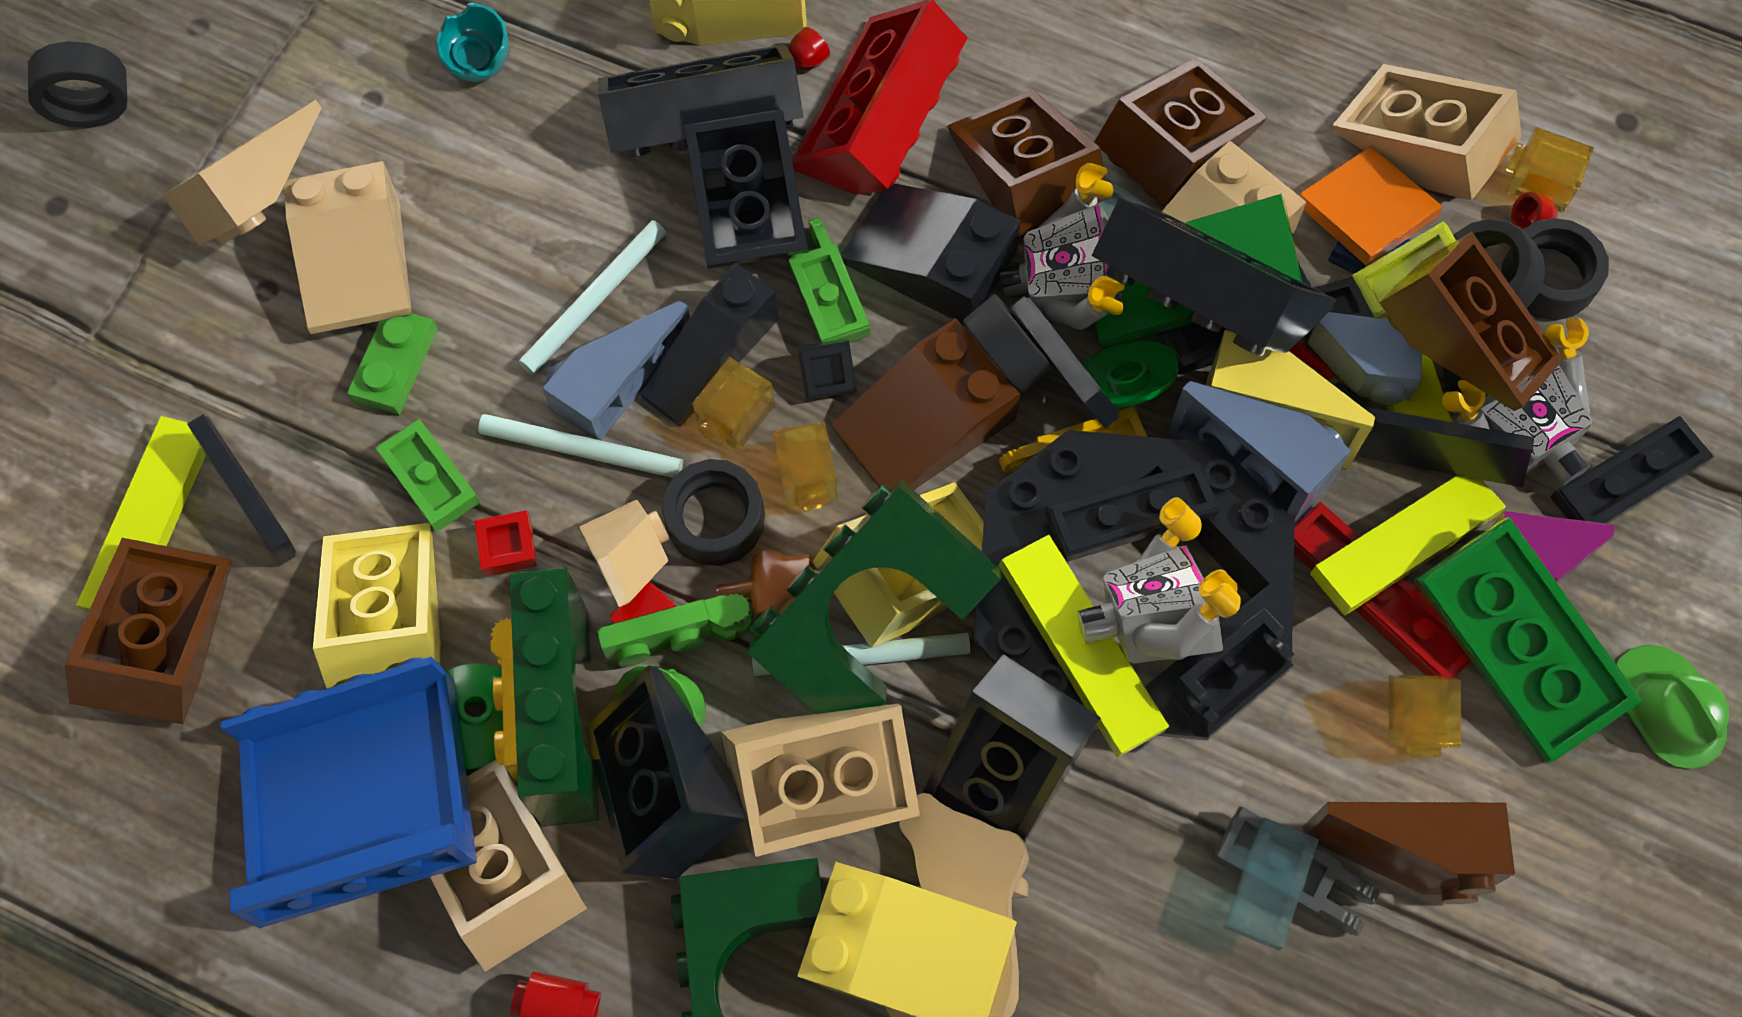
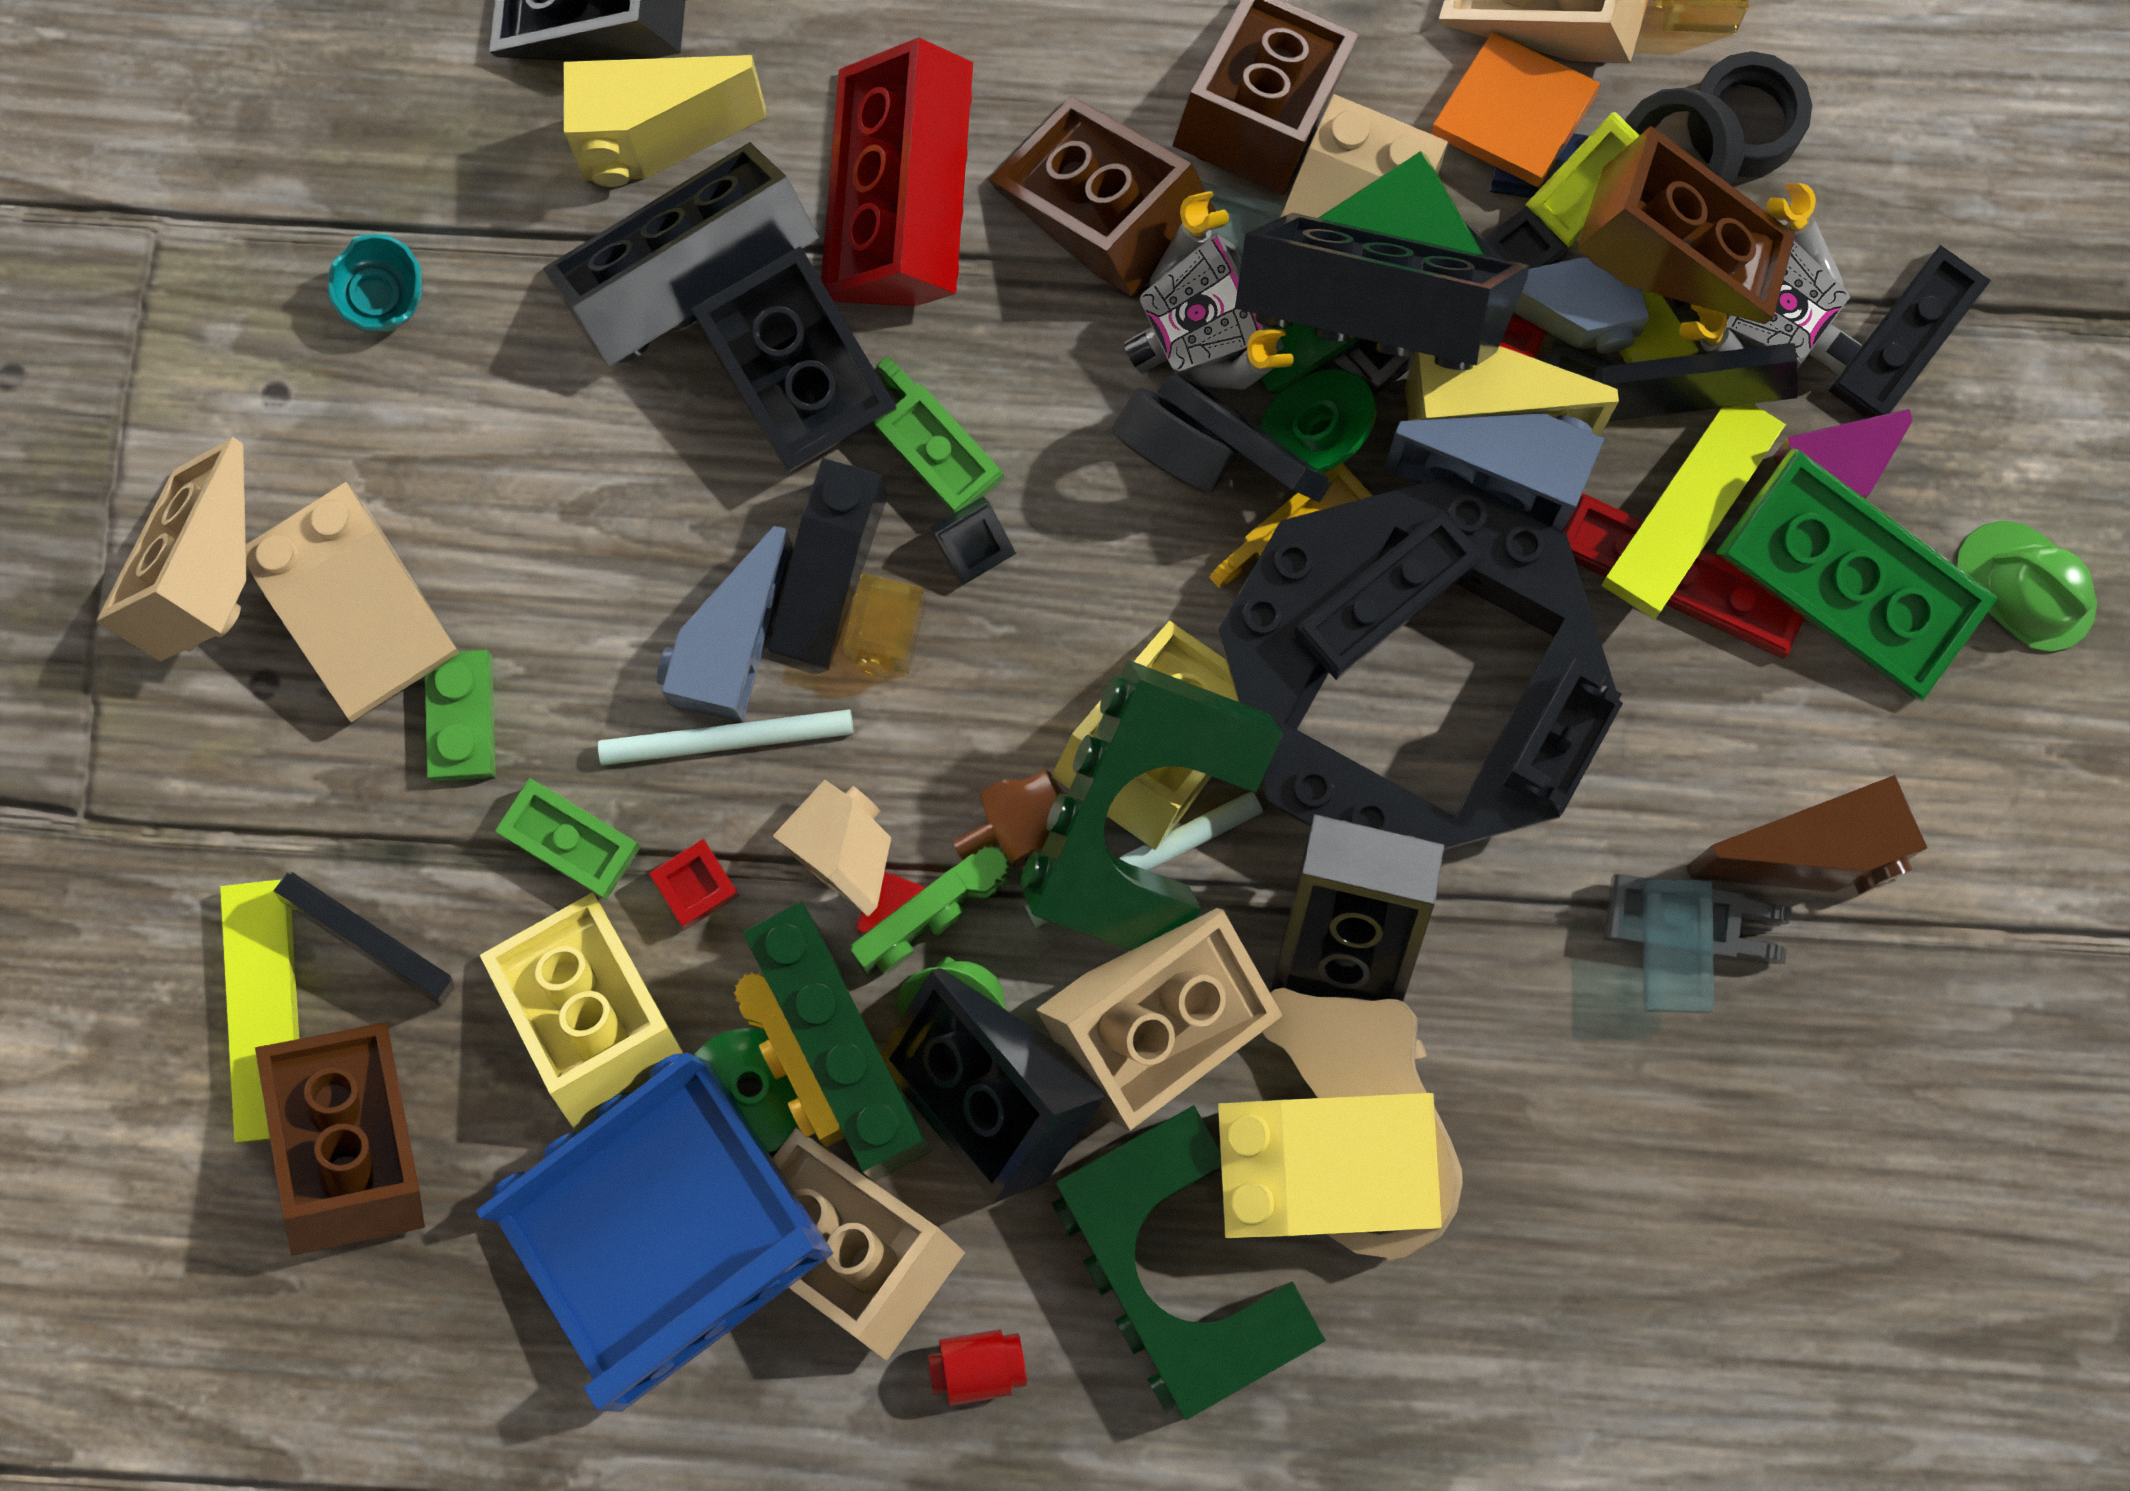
camera: 20 degrees left, 10 degrees up
(592, 297) = (660, 550): light aqua bar -> none
(702, 476) = (898, 714): black tyre -> none
(806, 466) = (998, 668): clear yellow brick -> none
(808, 49) = (785, 142): red hinge -> none
(928, 410) = (1107, 552): reddish brown slope -> none
(934, 247) = (1033, 345): black slope -> none
(1094, 669) = (1392, 767): neon yellow tile -> none
(1161, 600) = (1461, 690): torso -> none
(1424, 713) = (1775, 697): clear yellow brick -> none
(1532, 207) = (1699, 43): red hinge -> none

